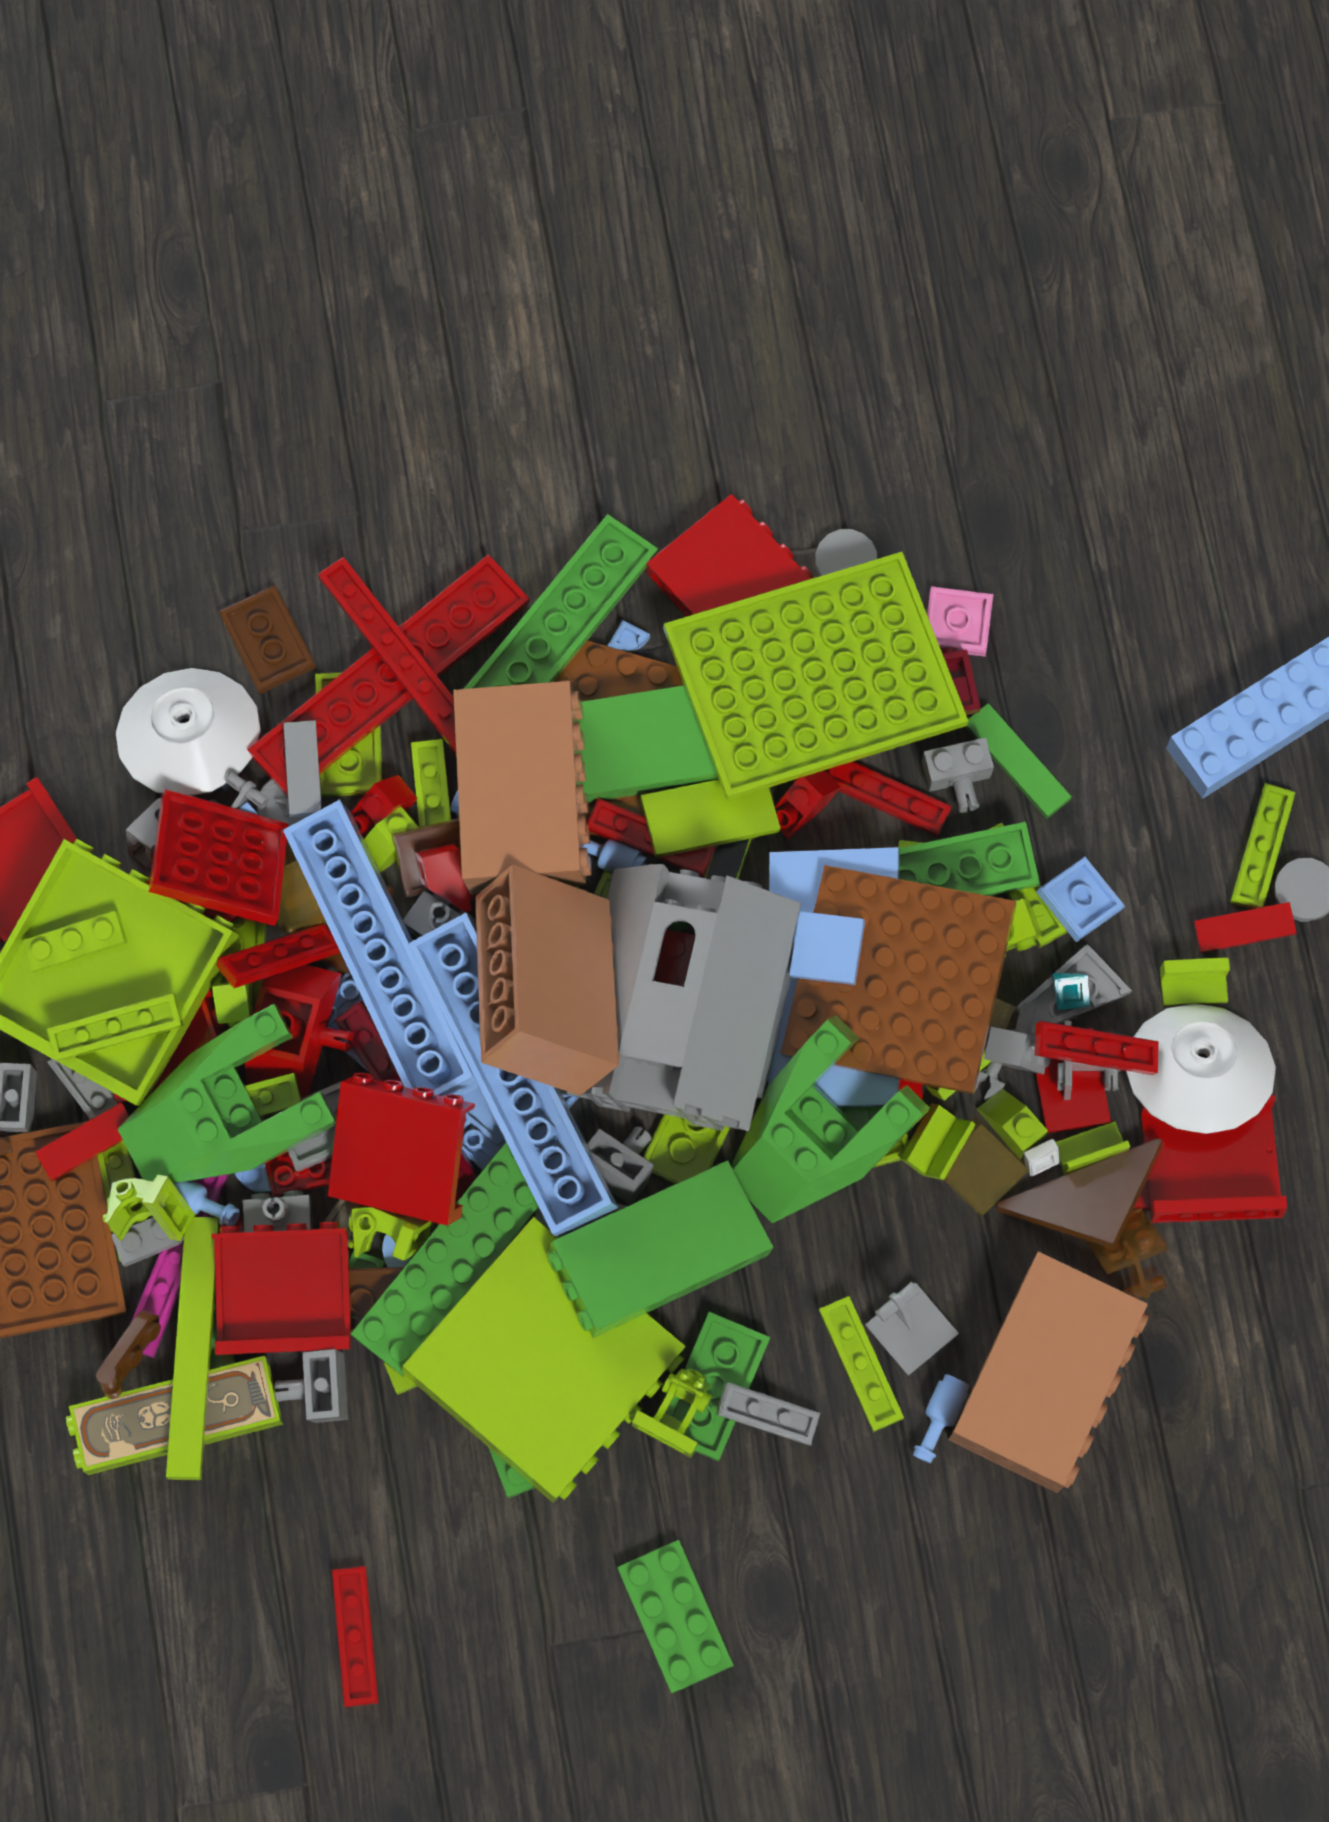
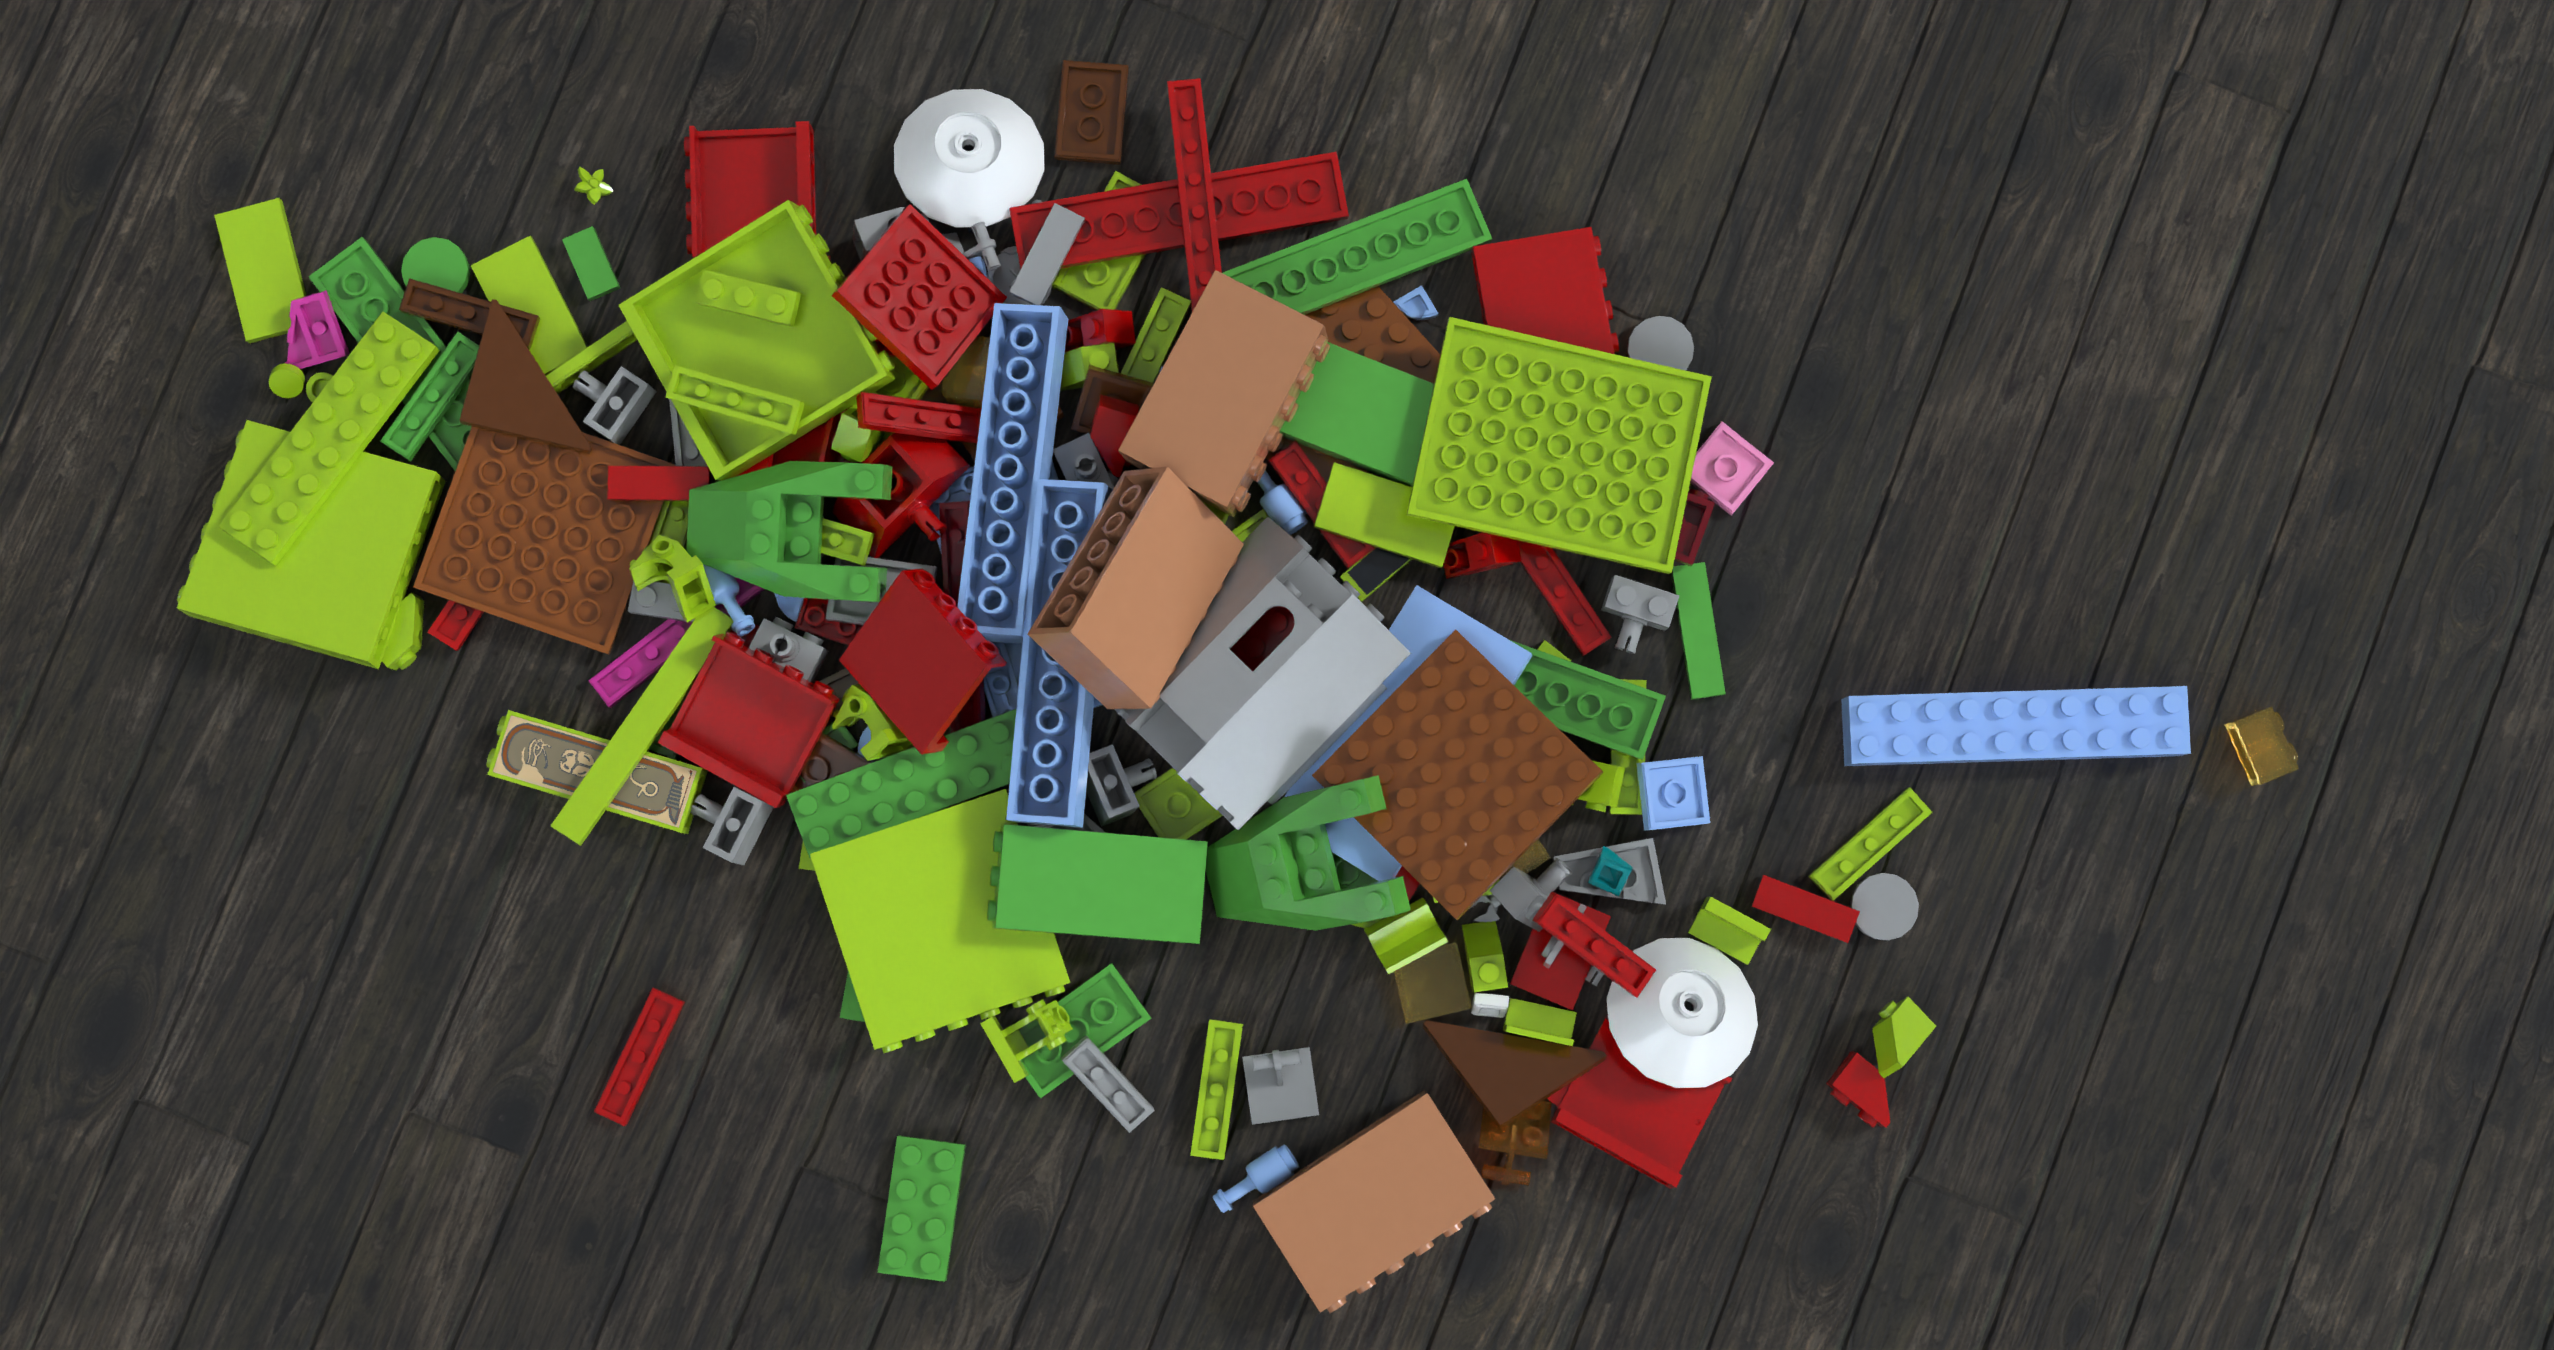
camera: 30 degrees right, 10 degrees up
(127, 1353) = (585, 694): reddish brown plate -> none
(827, 948) = (1409, 708): light blue tile -> none

